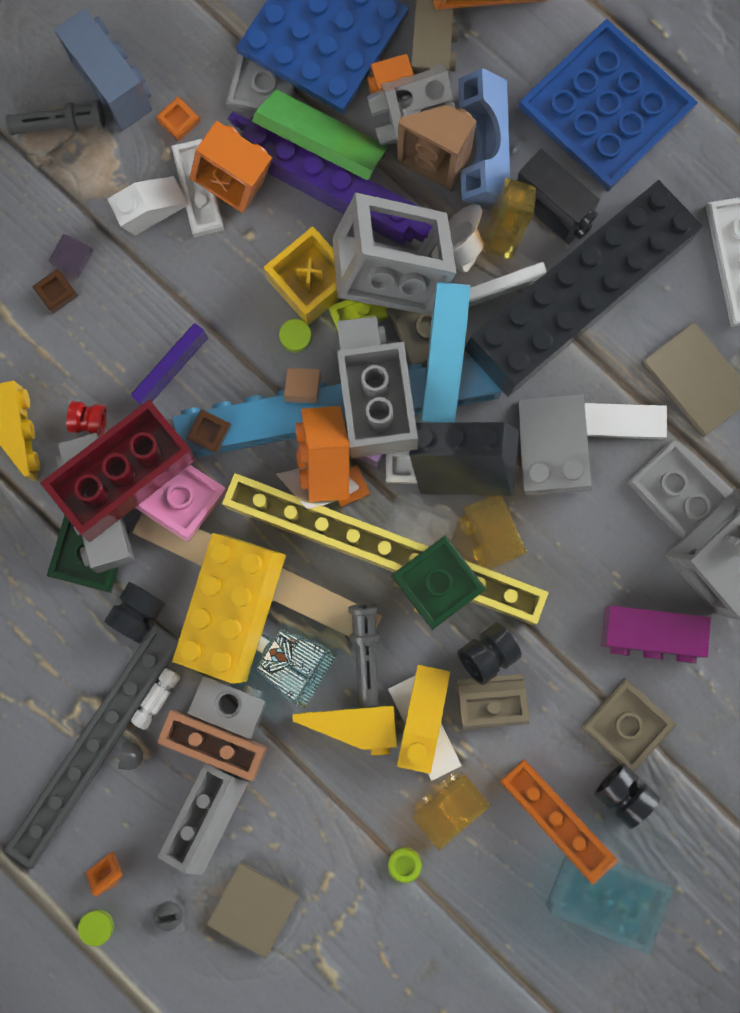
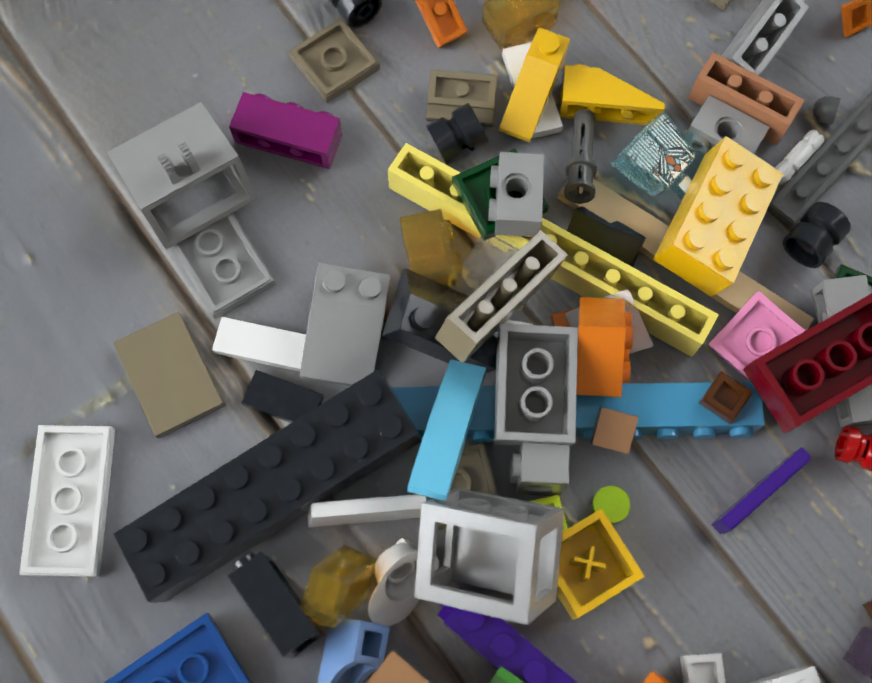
camera: 175 degrees left, 10 degrees down
(323, 569) = (609, 237): none -> black slope
(414, 551) = (523, 174): none -> light grey brick
(419, 470) = (500, 296): none -> dark tan brick
(593, 374) = (280, 397): none -> black tile

